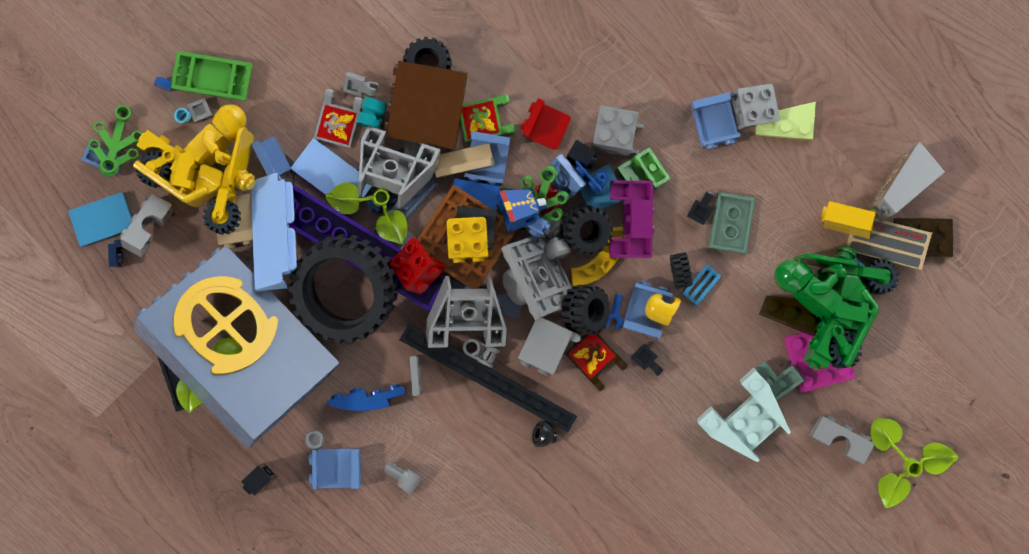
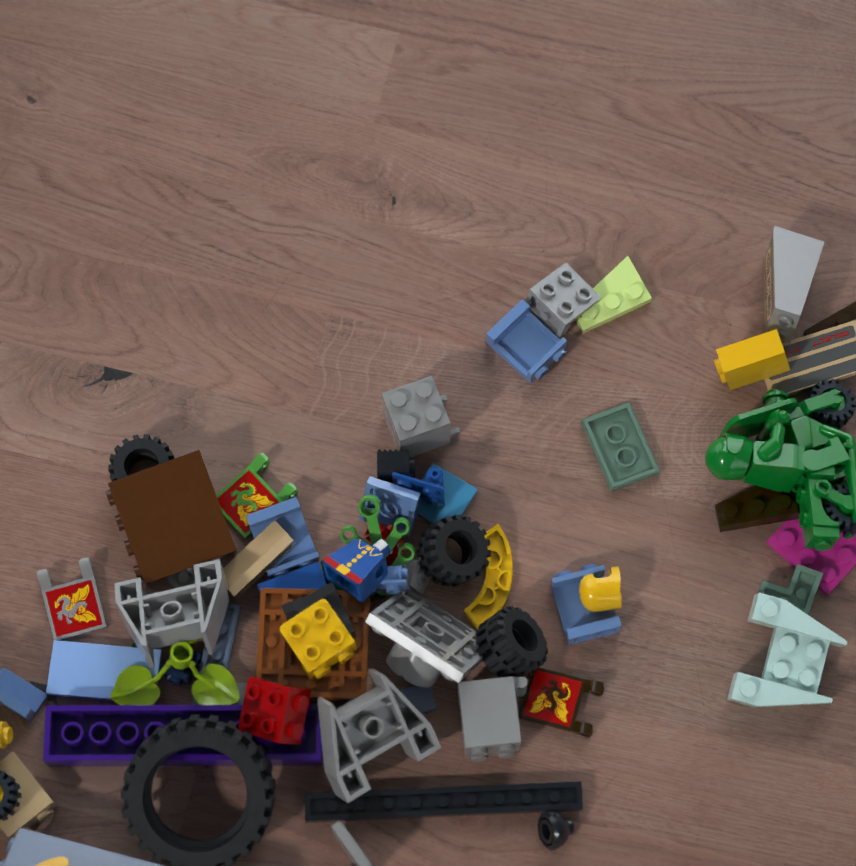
camera: 30 degrees left, 15 degrees down
(272, 238) = (73, 783): light blue slope -> none
(357, 86) = (71, 546): light grey plate -> none
(371, 113) = (109, 565): teal wheel -> none
(482, 353) = (416, 774): light grey piece -> none
(545, 125) = (329, 461): red bracket -> none
(557, 249) = (433, 594): light grey cone -> none
(615, 311) = (548, 629): blue bar -> none
(637, 219) = (506, 504): magenta bracket -> none
(643, 167) = (480, 451): bright green slope -> none
(645, 358) = (619, 663): black plate -> none
(681, 270) = (596, 532): black tyre -> none
(700, 210) = (574, 452): black plate -> none
(711, 272) = (633, 516): dark azure tile -> none

